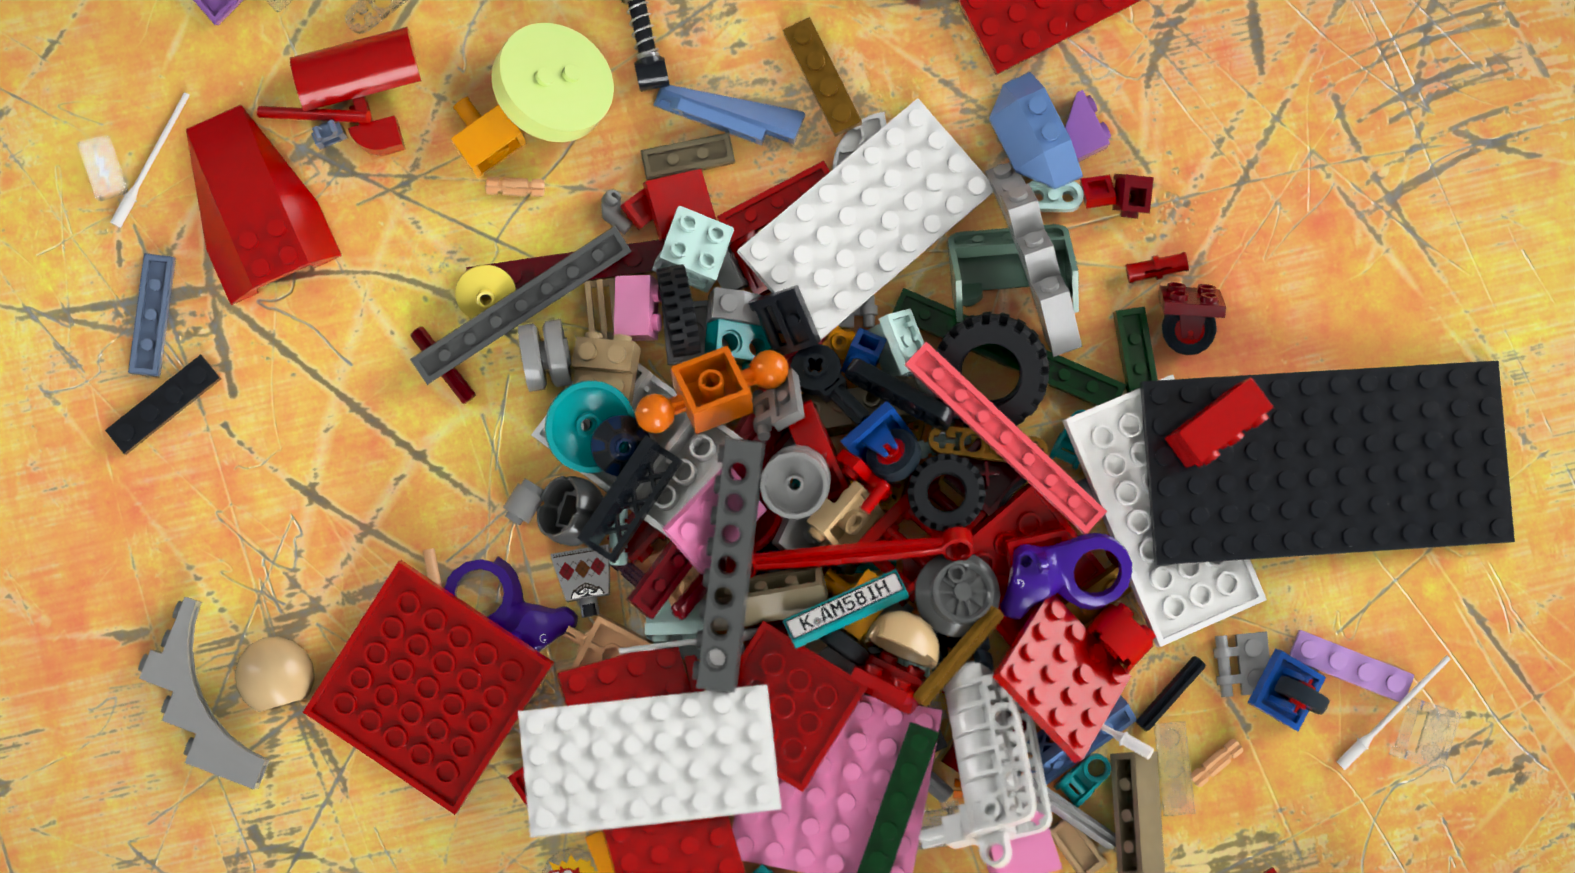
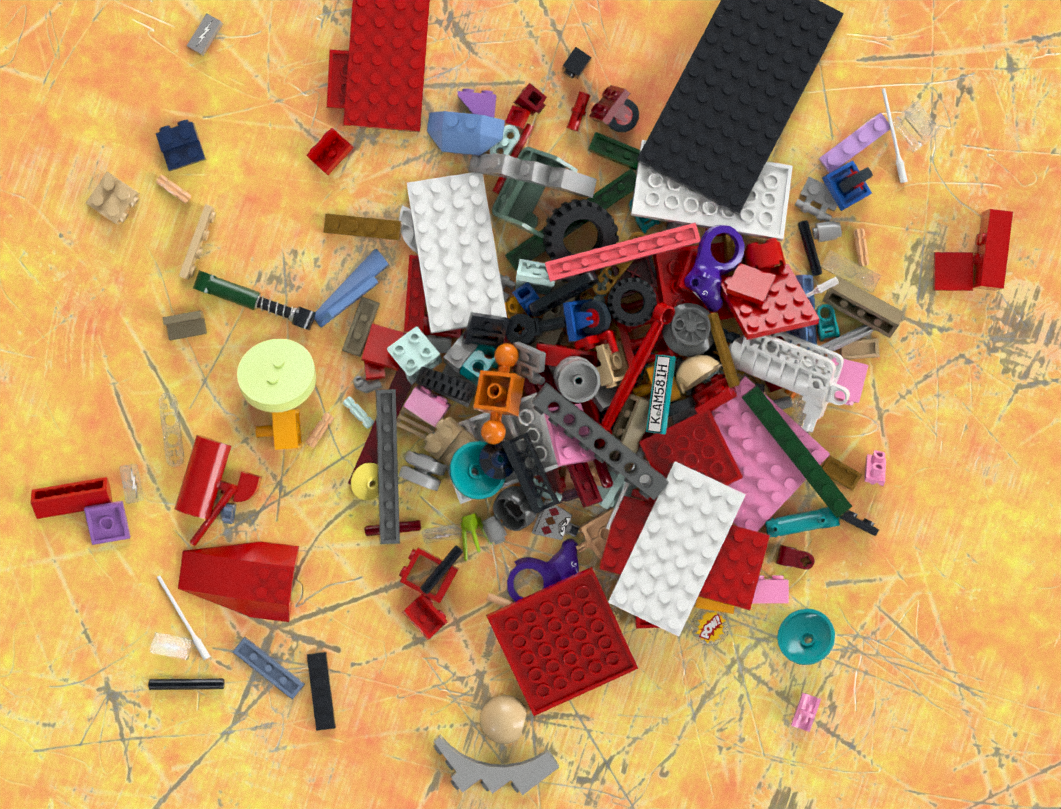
camera: 60 degrees left, 5 degrees up
(63, 219) = (186, 684): none -> black axle
(349, 481) = (425, 616): none -> red bracket
(409, 482) = (446, 583): none -> red window
(425, 462) = (442, 568): none -> black axle
(475, 434) = (441, 533): none -> clear slope
(512, 465) = (471, 523): none -> lime plant
(570, 223) = (358, 412): none -> light aqua axle
(1047, 218) = (515, 153): none -> red bar
(1071, 638) = (750, 284): none -> tile
(1208, 702) = (827, 231): none -> light grey brick
(1218, 225) = (576, 63): none -> black brick
(1220, 424) = (686, 132): red brick -> none

